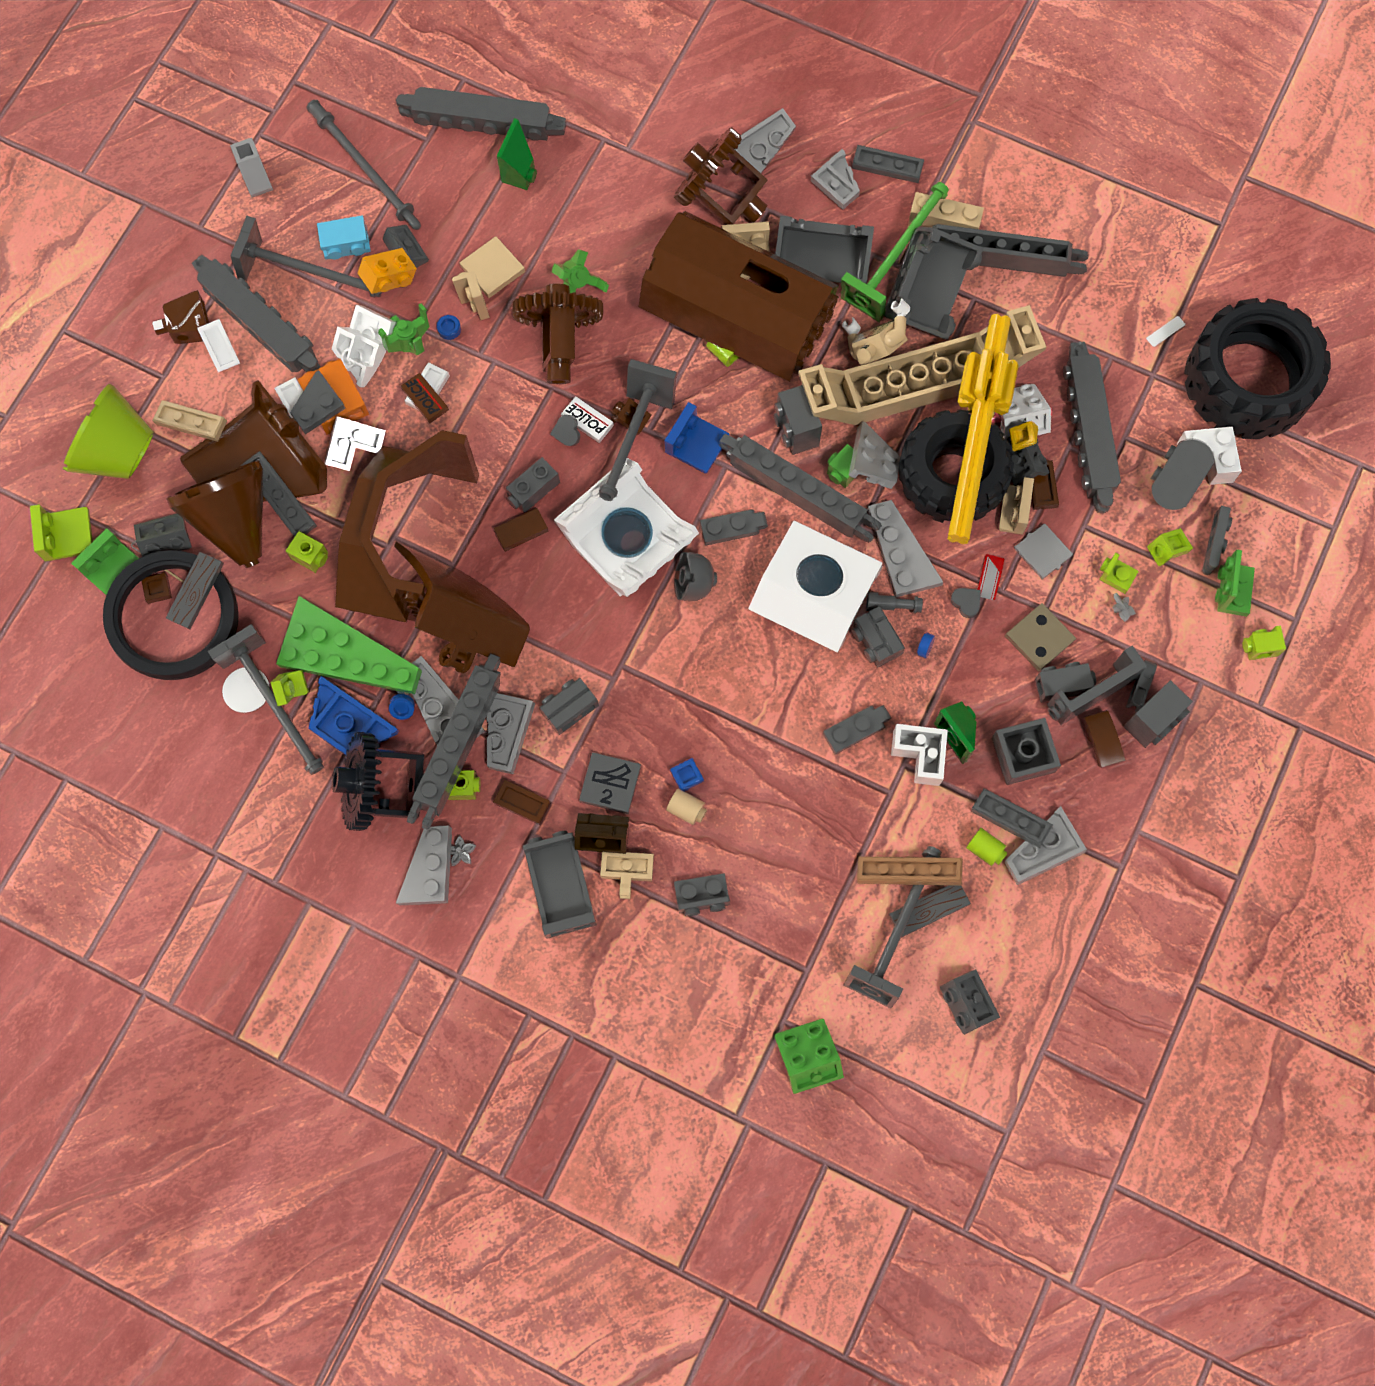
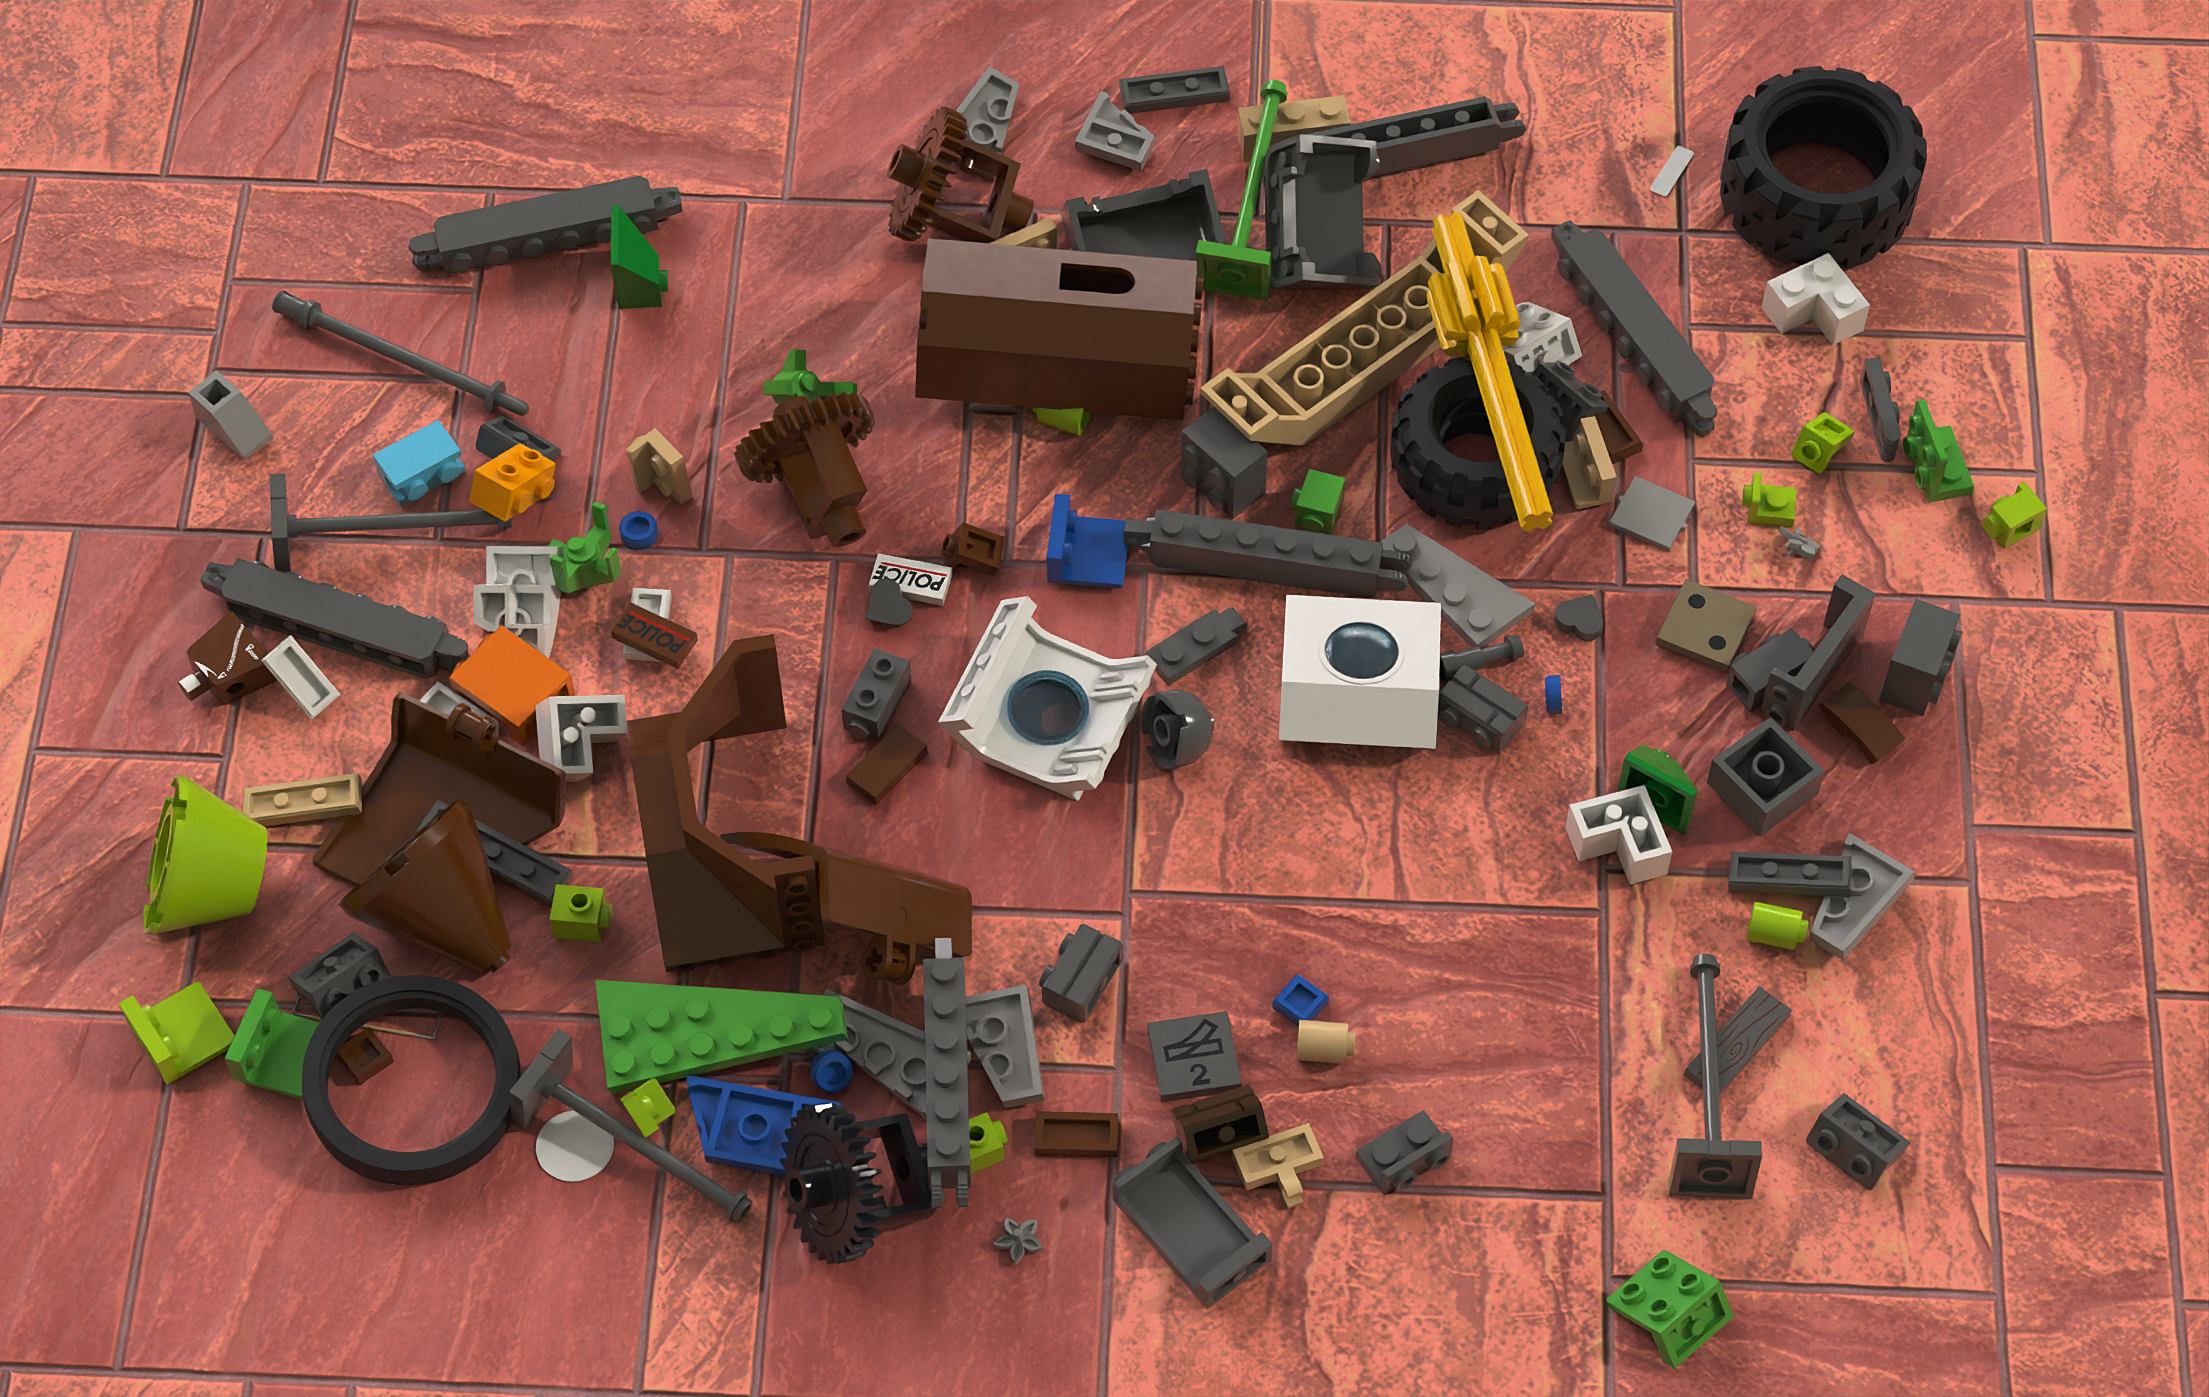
camera: 25 degrees left, 15 degrees down
(194, 590) = (438, 1024): dark grey tile -> none
(316, 404) = (502, 692): dark grey wing -> none
(429, 870) = (985, 1281): light grey wing -> none
(493, 266) = (672, 414): tan tile -> none
(648, 385) = (988, 495): dark grey tile -> none
(856, 728) = (1511, 844): dark grey hinge -> none
(874, 458) = (1357, 472): light grey wing -> none
(880, 340) = (1284, 318): tan torso -> none
(910, 870) = (1685, 997): medium nougat tile -> none
(990, 576) = (1596, 573): sticker -> none
(1023, 435) = (1552, 364): yellow slope -> none
(1141, 686) = (1879, 635): dark grey piece -> none
(1182, 473) = (1791, 336): dark grey brick -> none

